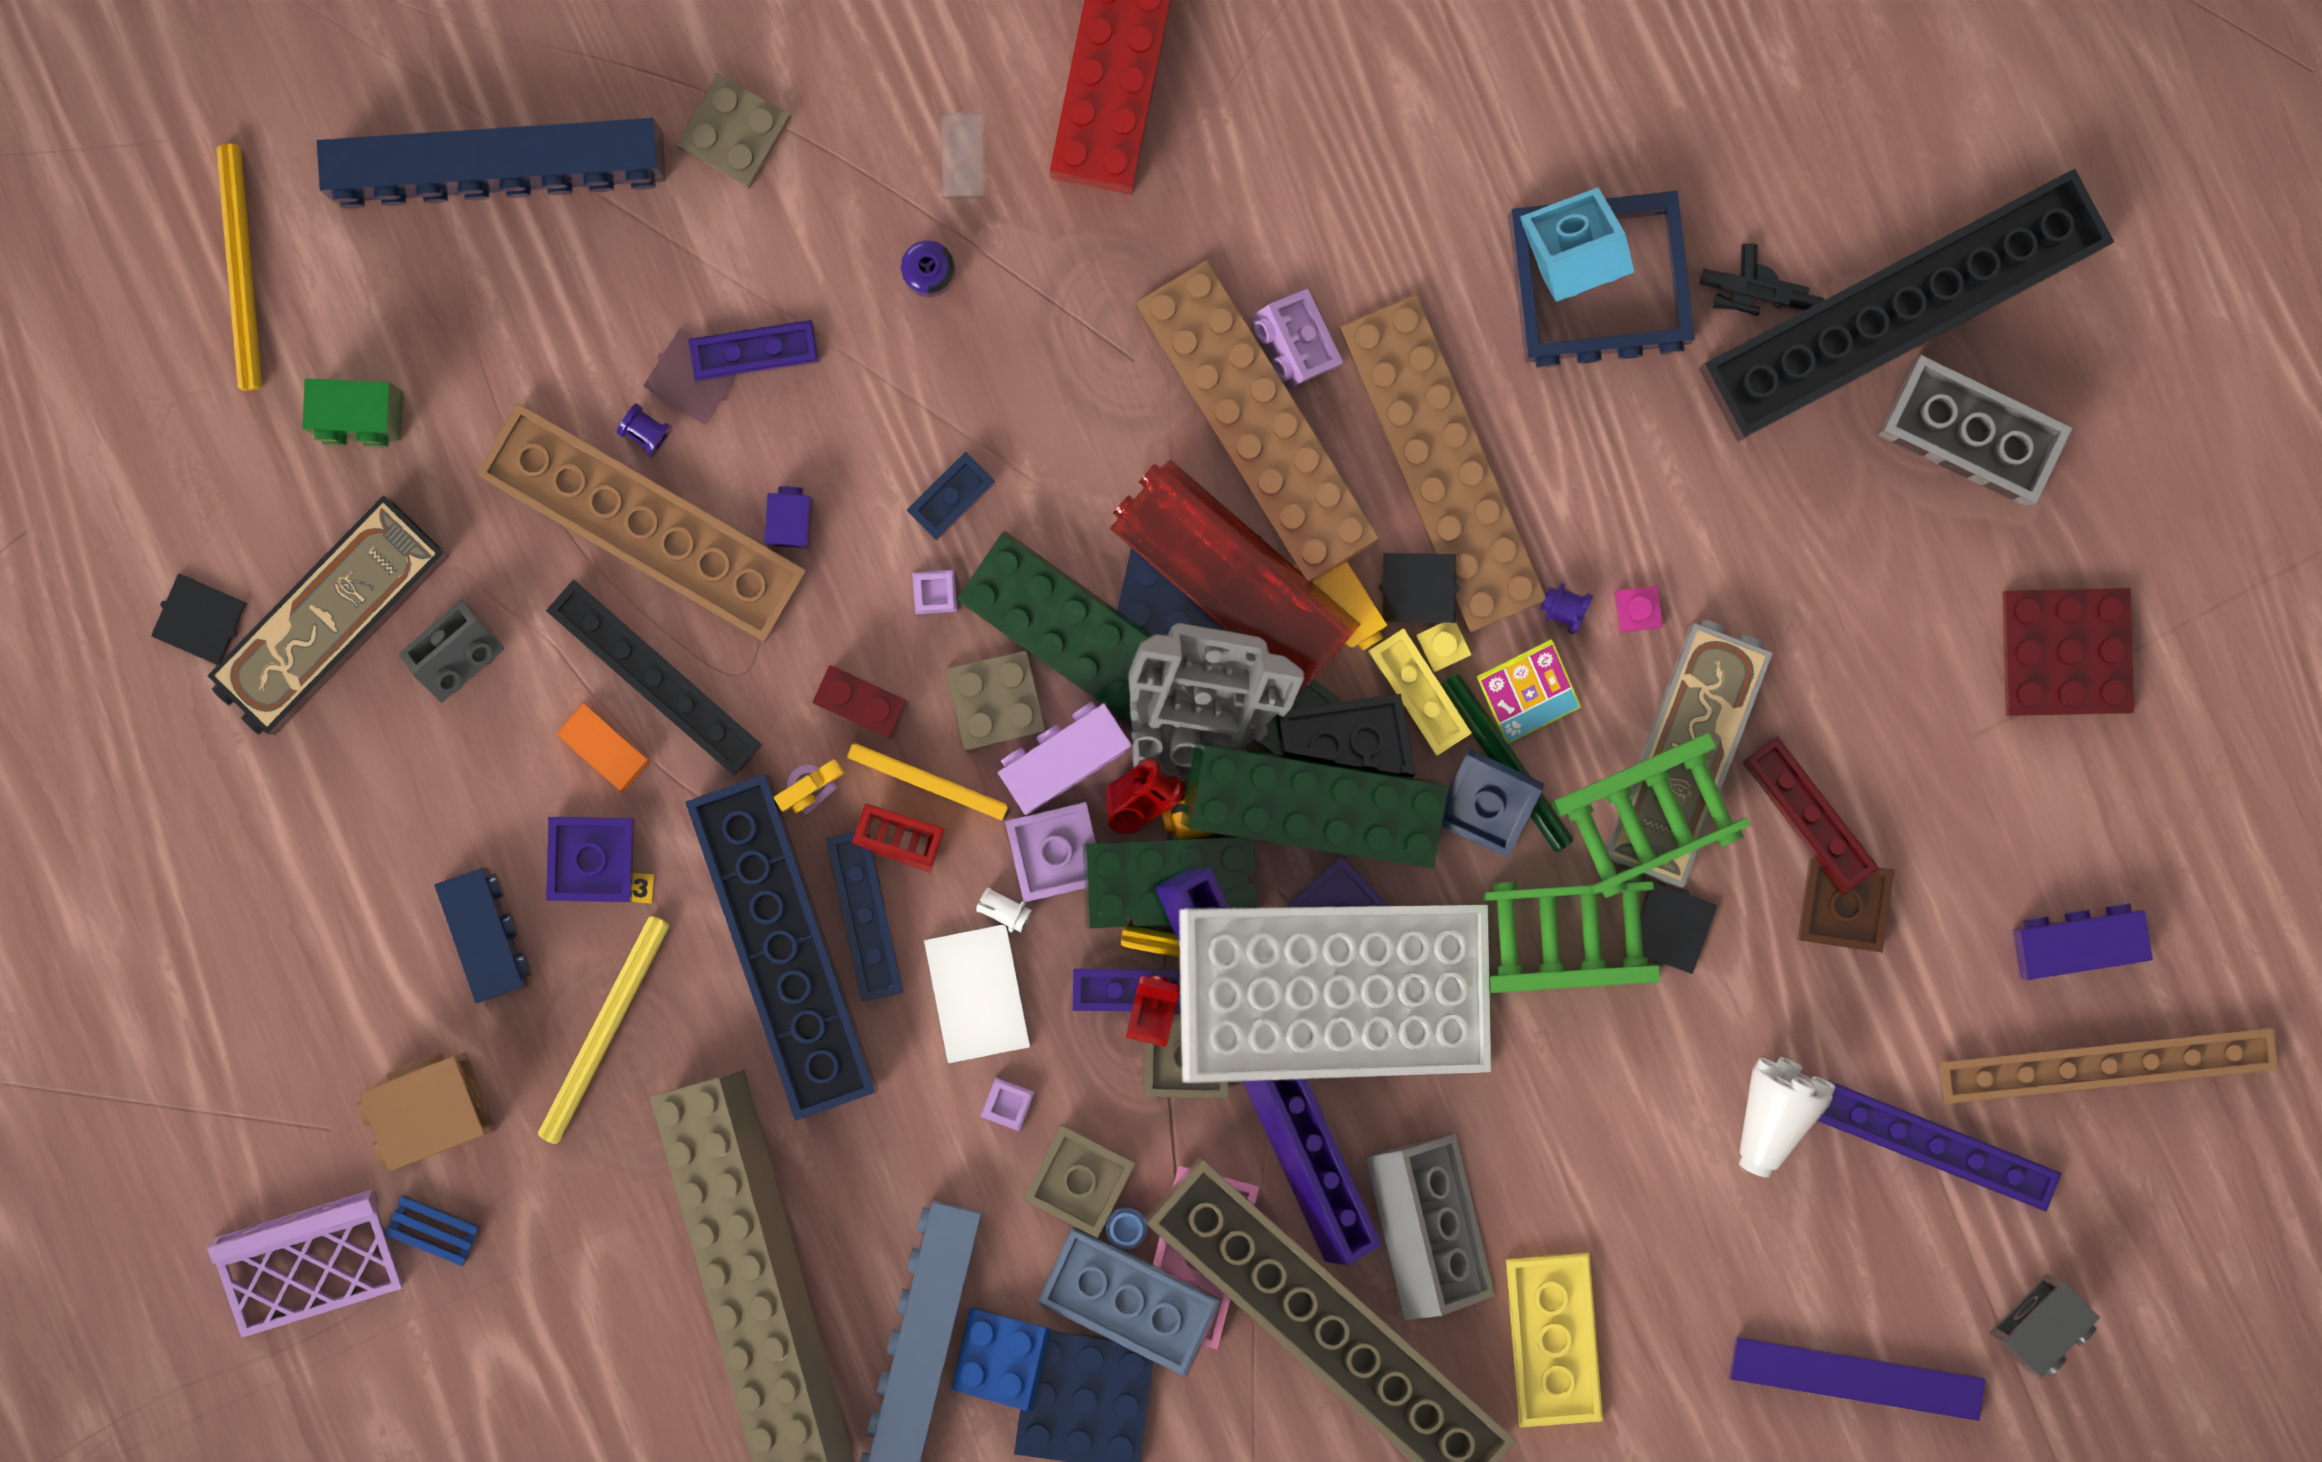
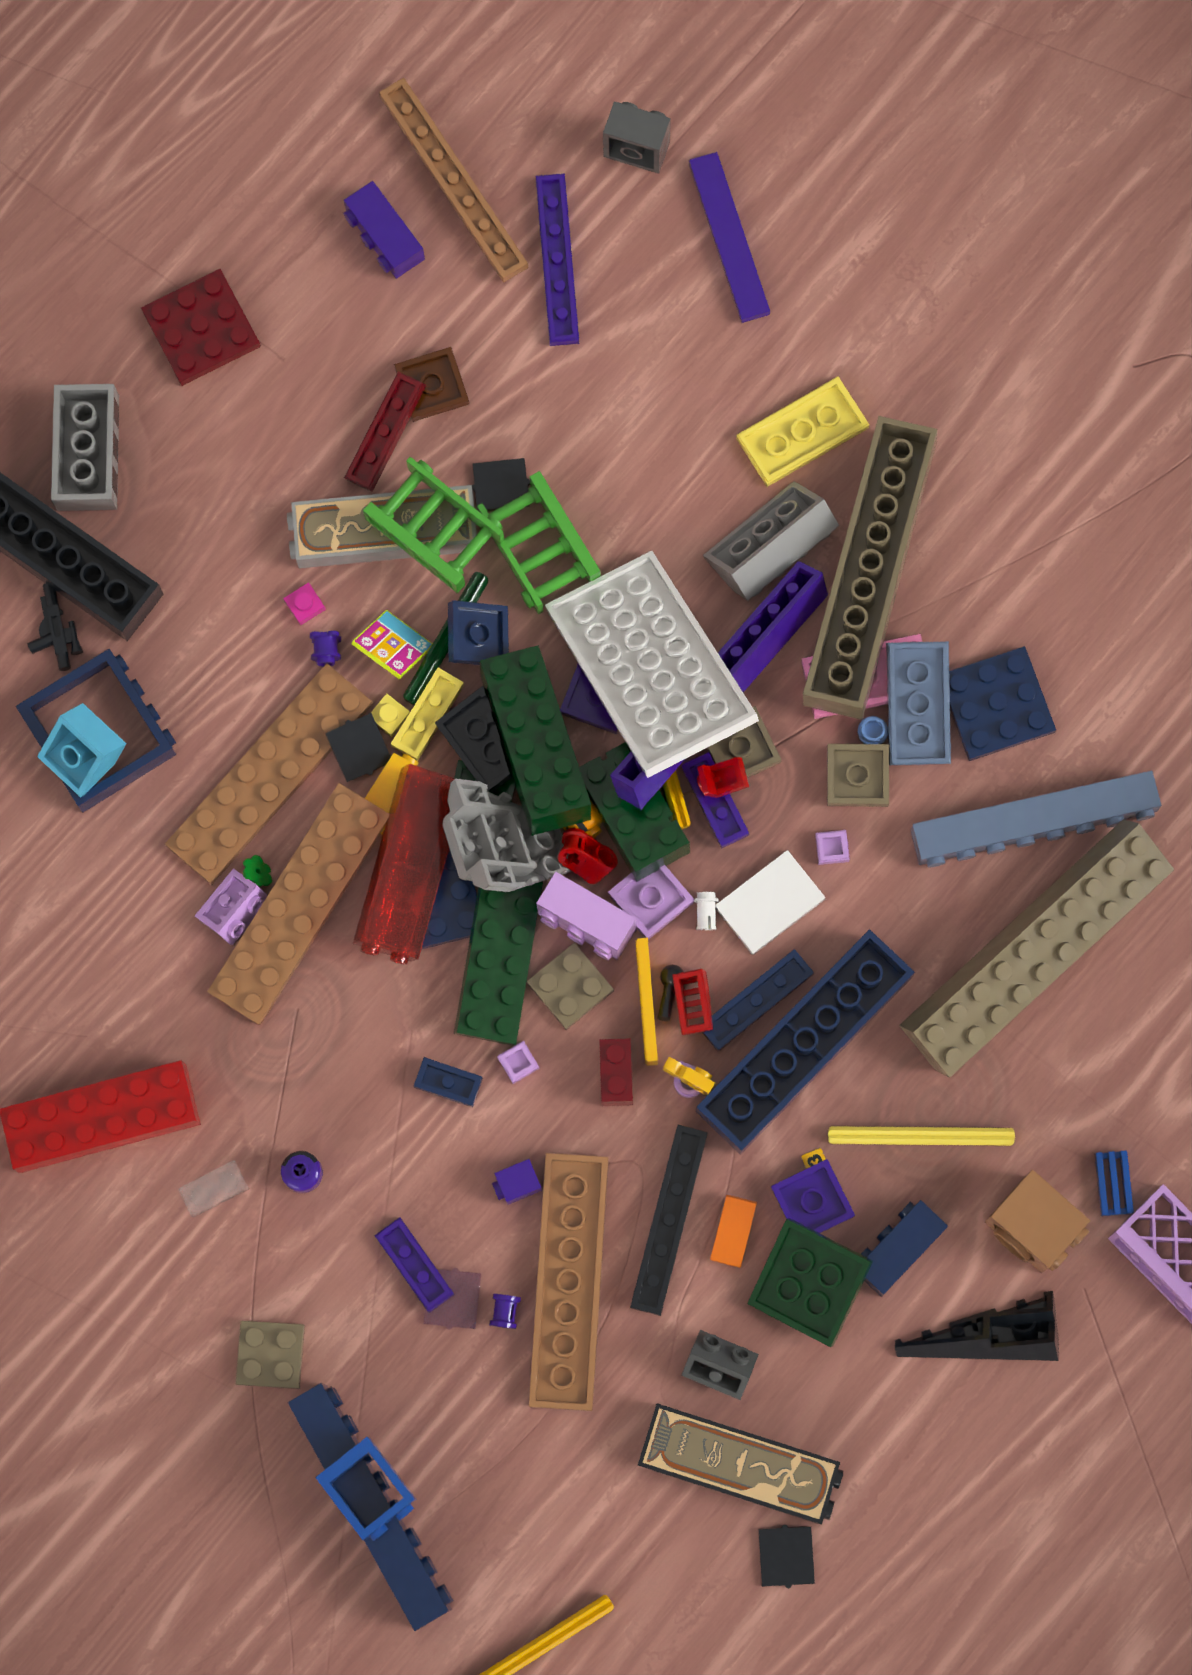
camera: 110 degrees left, 10 degrees down
(318, 1014) = (1011, 1334): none -> black wedge
(352, 410) = (590, 1516): green brick -> none
(493, 805) = (810, 1282): none -> dark green plate
(545, 154) = (344, 1464): none -> blue window
(951, 823) = (668, 991): none -> black bar
(1001, 1359) = (999, 767): blue plate -> none
(1325, 390) = (257, 871): none -> green plant
(1779, 1113) = (585, 359): white cone -> none

